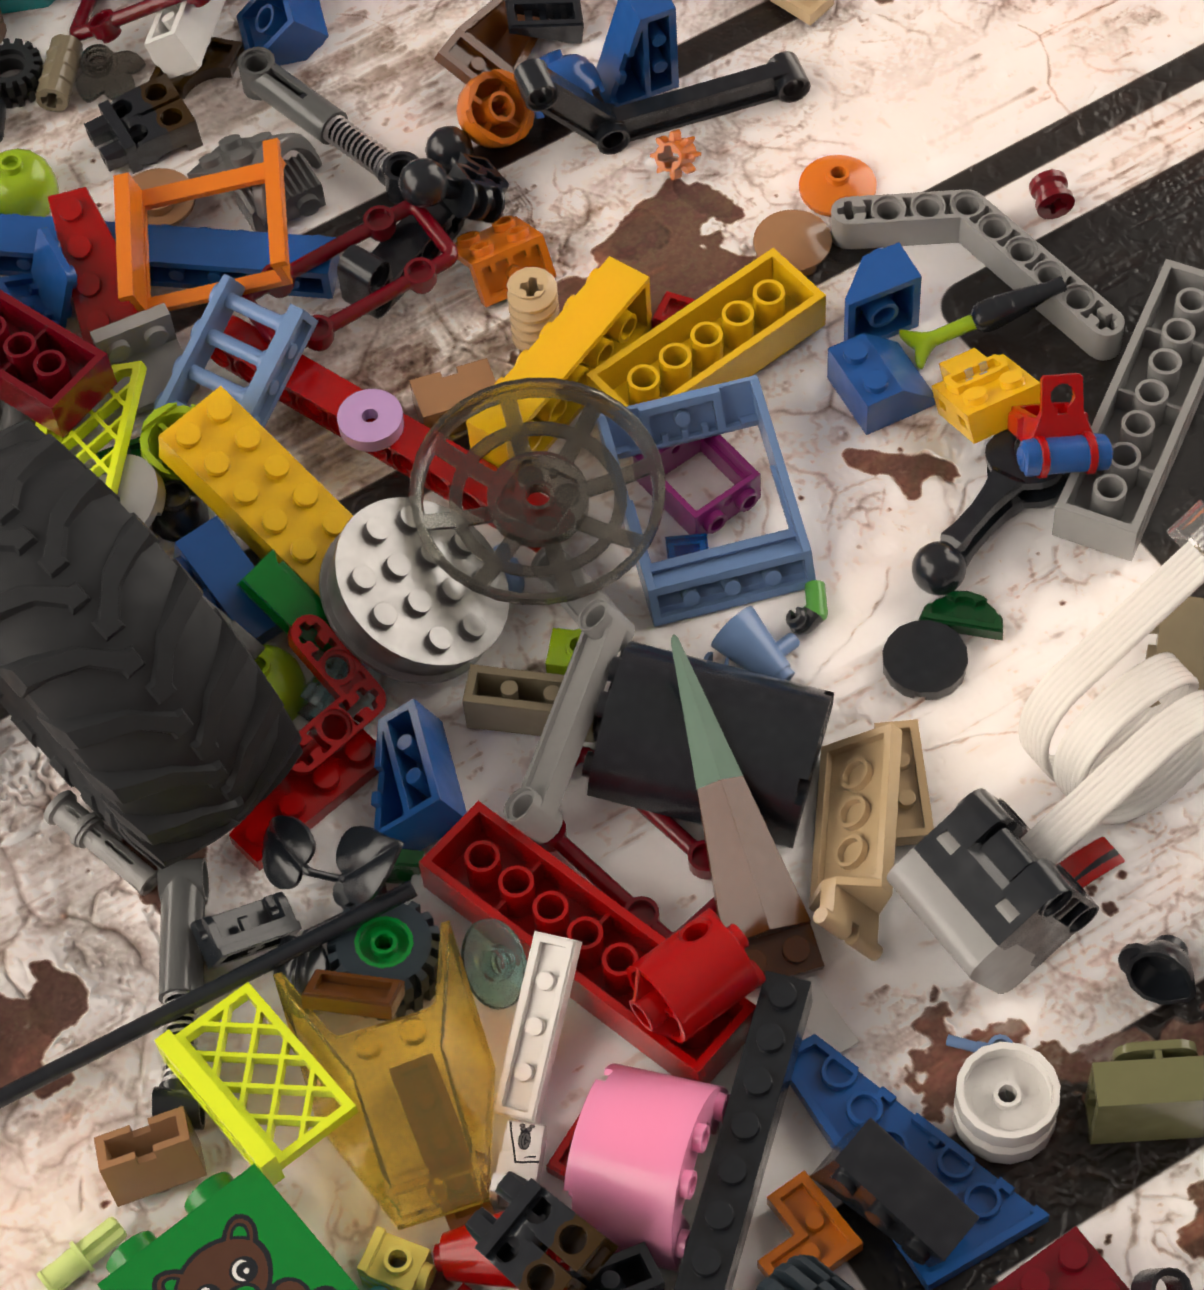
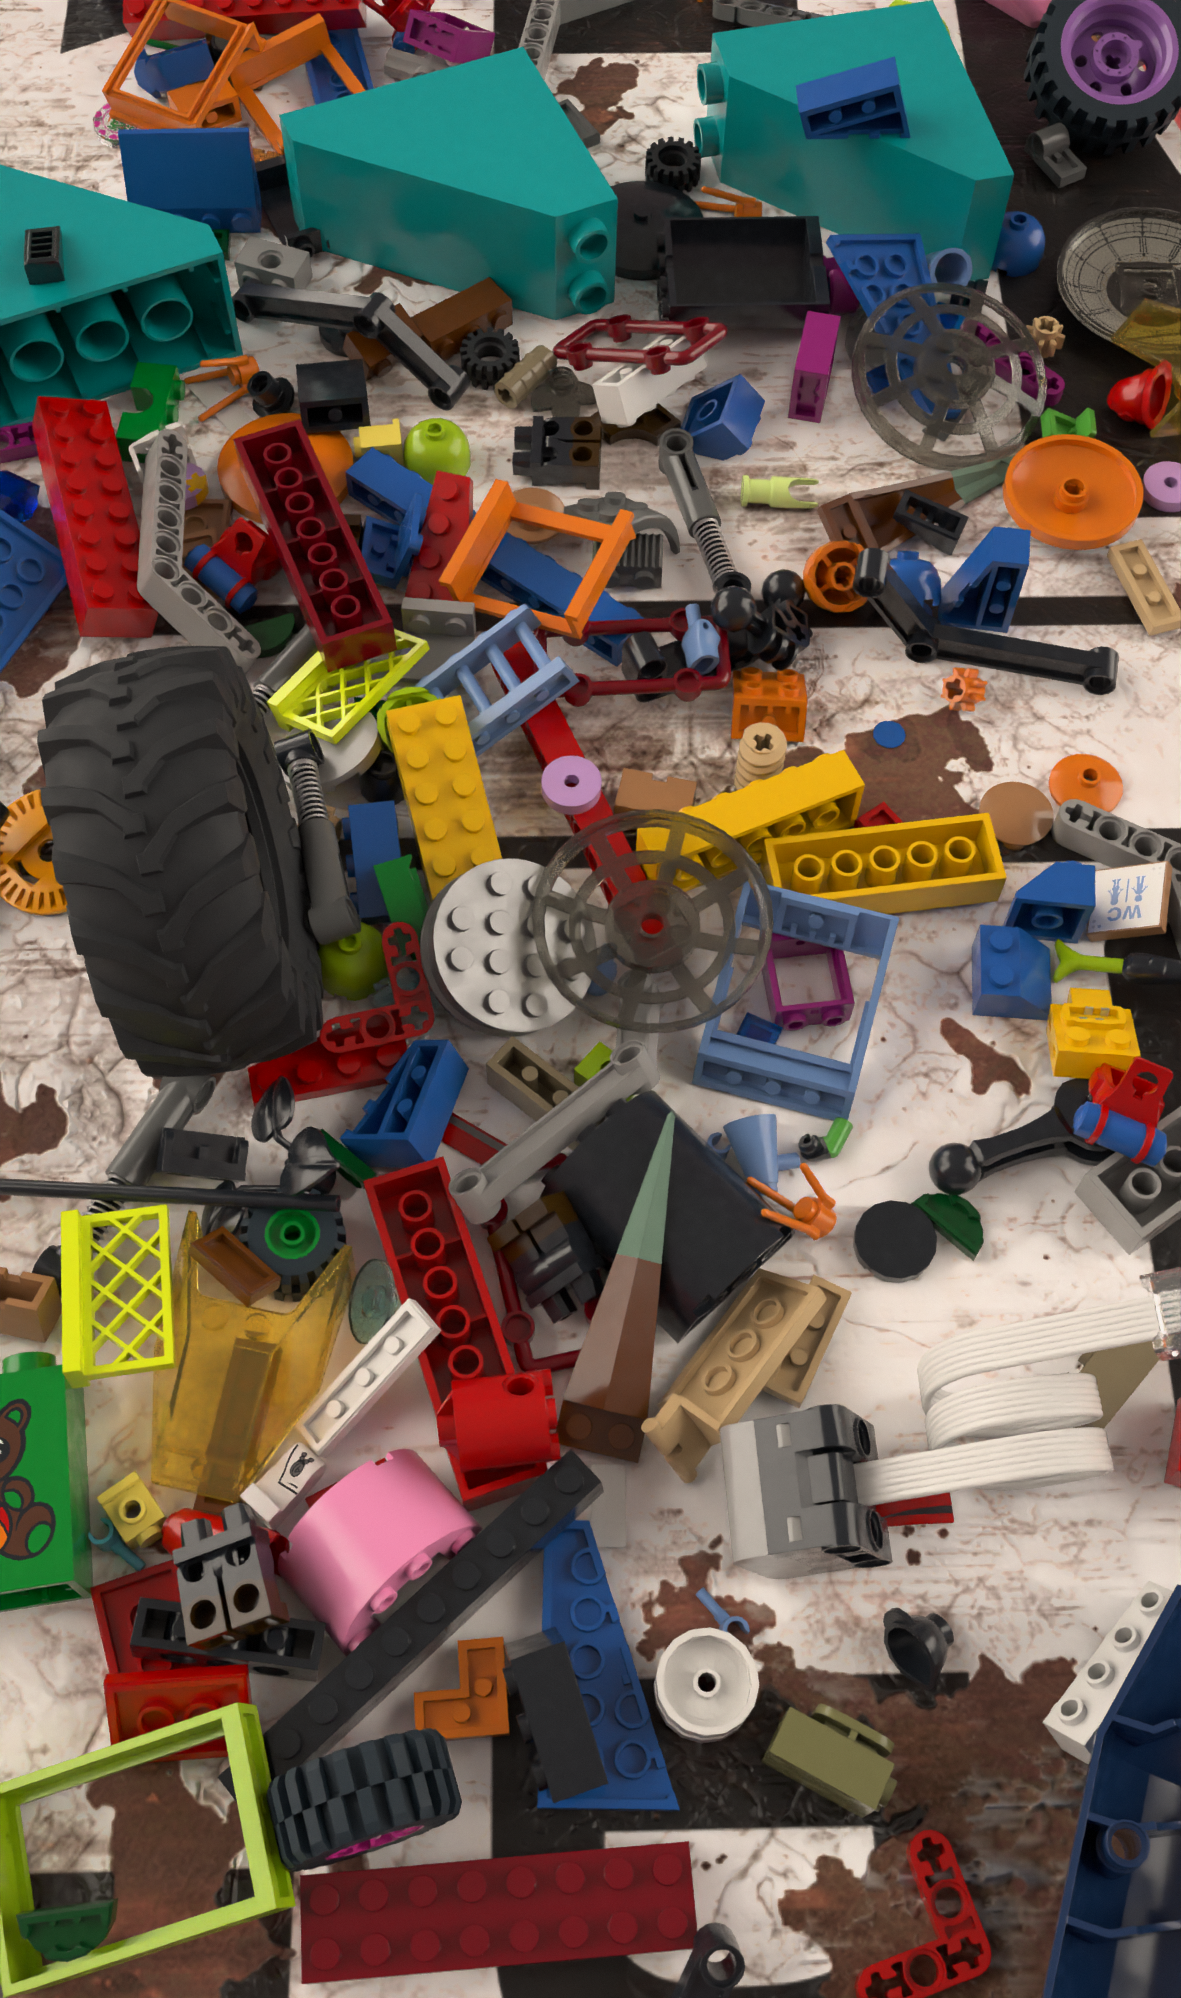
camera: 25 degrees right, 5 degrees up
(377, 64) = (774, 491): none -> yellowish green piece
(409, 229) = (700, 642): none -> medium blue piece
(489, 784) = (471, 1140): none -> red sticker
(630, 230) = (889, 734): none -> blue sticker
(633, 832) = (550, 1256): none -> black hips
(836, 674) = (812, 1215): none -> orange plant
(947, 261) = (1130, 901): none -> white tile

